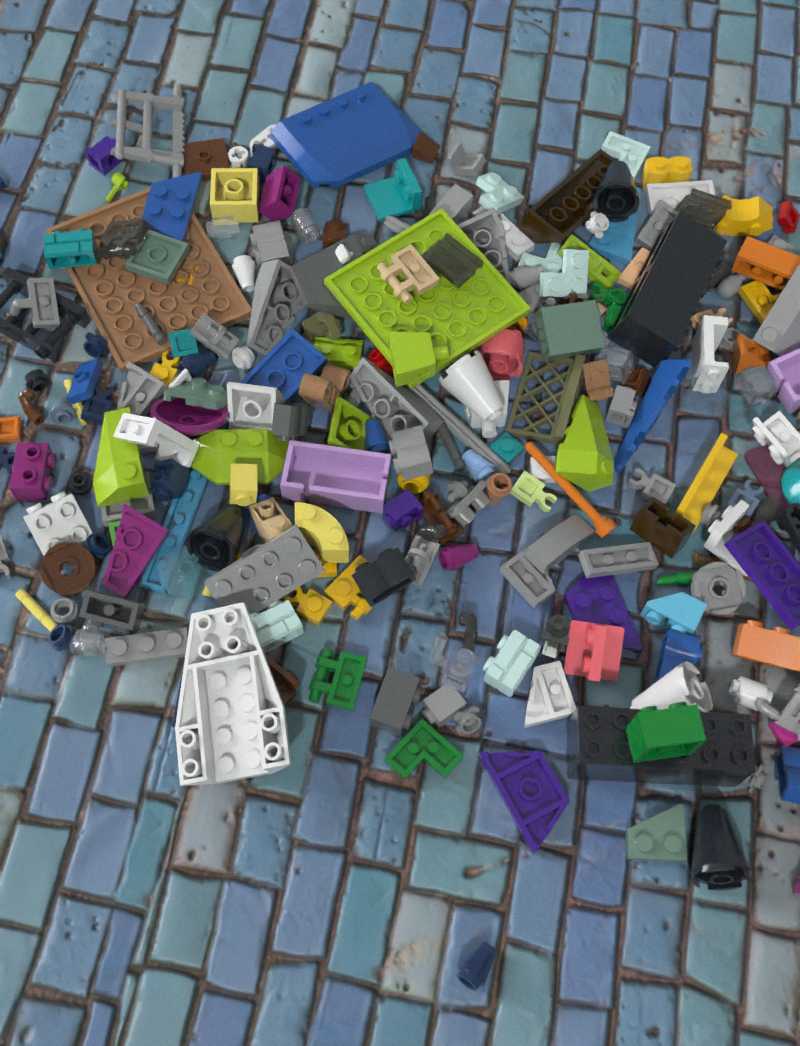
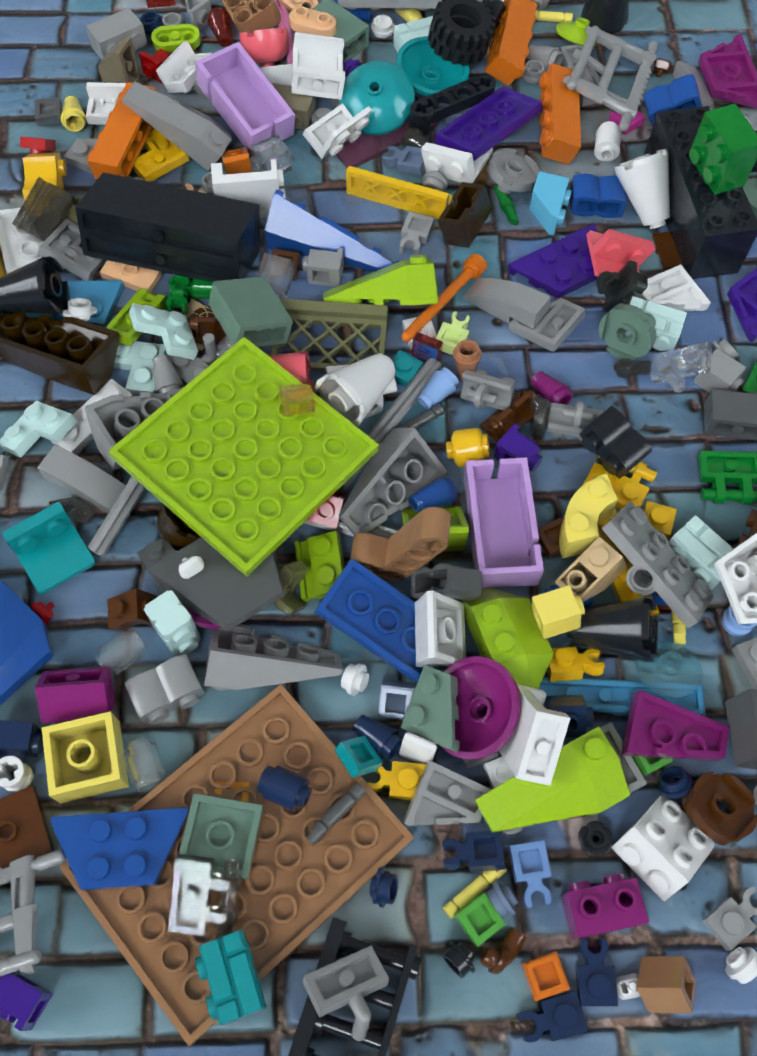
camera: 100 degrees left, 0 degrees up
(53, 393) = (479, 919): none -> bright green plate
(75, 436) = (531, 866): none -> medium blue plate
(84, 381) = (448, 880): blue plate -> none
(120, 184) = (70, 955): lime hand -> none
(175, 294) = (284, 787): none -> dark blue brick
(210, 498) = (569, 665): none -> yellow plate
(214, 336) = (340, 717): light grey hips -> none
(245, 272) = (215, 713): white cone -> none
(308, 241) = (173, 623): none -> light aqua brick
(350, 187) = (43, 611): none -> red rock
(412, 453) = (459, 438): light grey brick -> none
(414, 356) = (350, 439): lime torso -> none
(415, 271) = (222, 458): tan plate -> none
(452, 260) = (197, 419): clear smoke plate -> none
(462, 330) = (297, 399): none -> clear yellow slope
(499, 629) = (637, 322): none -> sand green plate
(522, 463) = (426, 347): none -> clear red tile
(597, 380) = (305, 286): medium nougat bracket -> none
(618, 559) = (512, 248): light grey plate -> none

